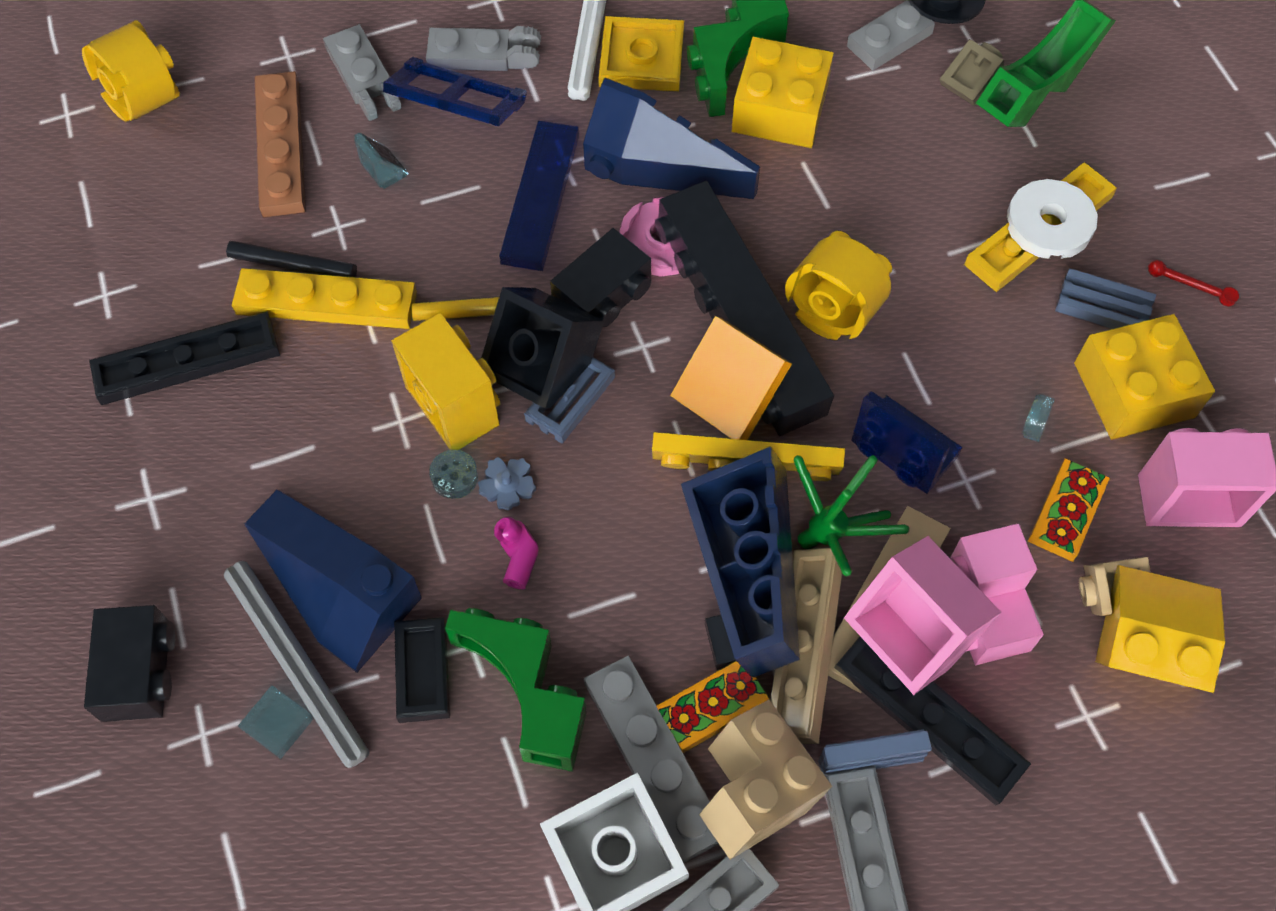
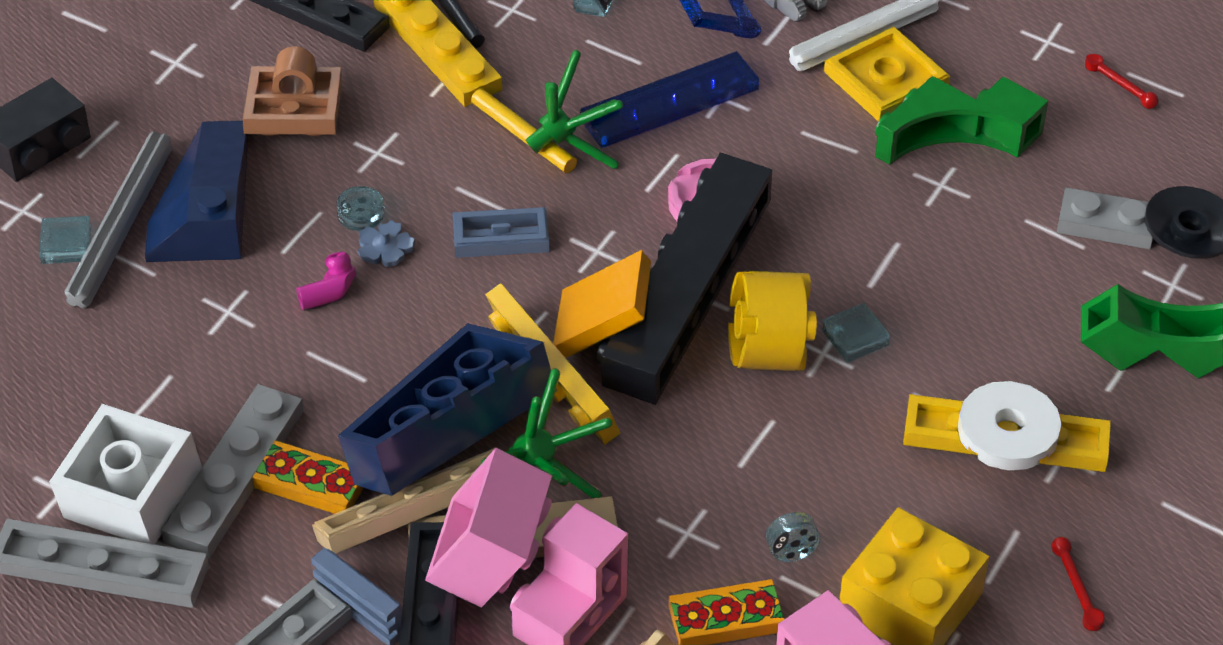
camera: 50 degrees right, 15 degrees down
(293, 440) = (294, 103): none -> nougat plate
(421, 670) = (180, 292): black tile -> none
(448, 381) = (420, 141): yellow brick -> none
(512, 275) = (559, 126): none -> green plant
(521, 652) = (203, 379): green arch -> none
(539, 344) = (518, 174): black slope -> none
(604, 277) = (619, 180): black brick -> none
(648, 149) = (779, 133): dark blue wedge -> none
(769, 780) = (258, 537): tan brick -> none
(781, 92) = (941, 176): yellow brick -> none
(874, 236) = (855, 332): none -> clear light blue tile
(903, 442) = (675, 459): clear blue bracket -> none
(972, 70) = (1133, 276): dark tan bracket -> none
(1105, 297) = (980, 493): sand blue tile -> none

